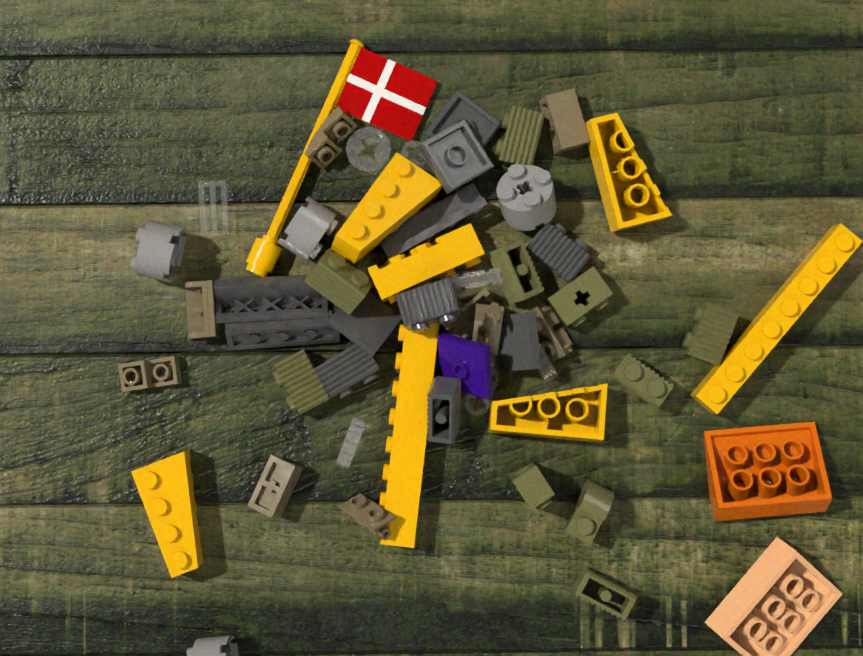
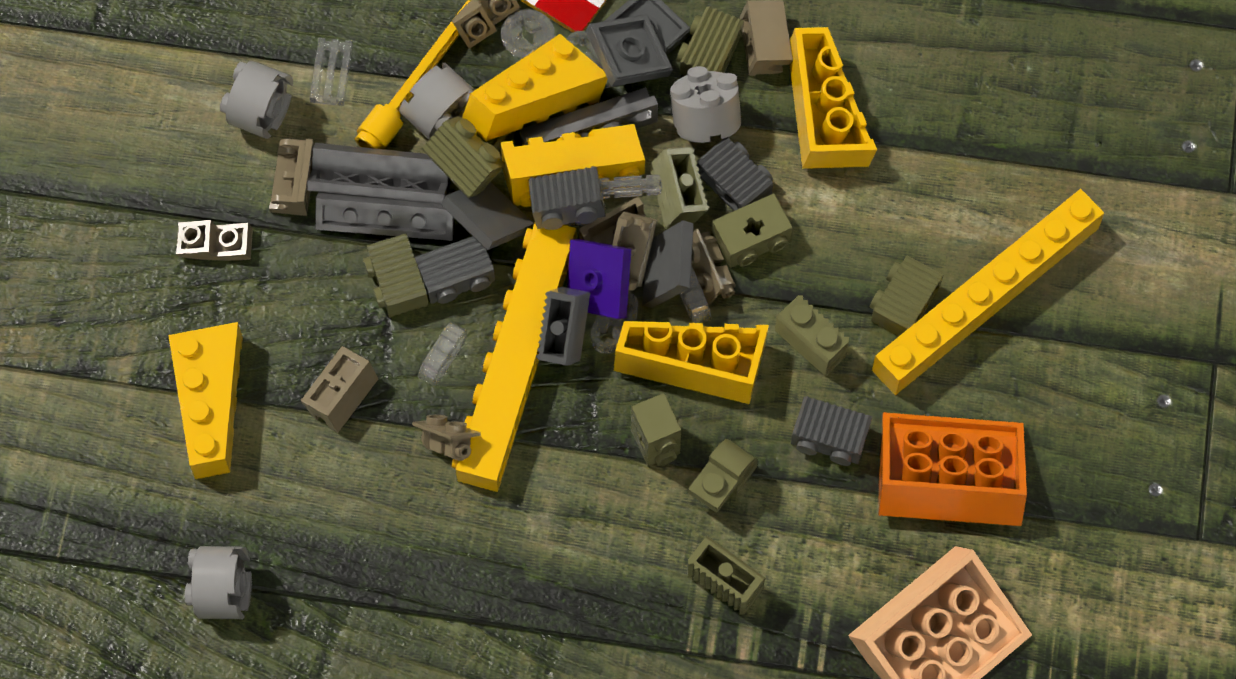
camera: 15 degrees right, 20 degrees down
(667, 457) = (830, 431): none -> dark grey brick

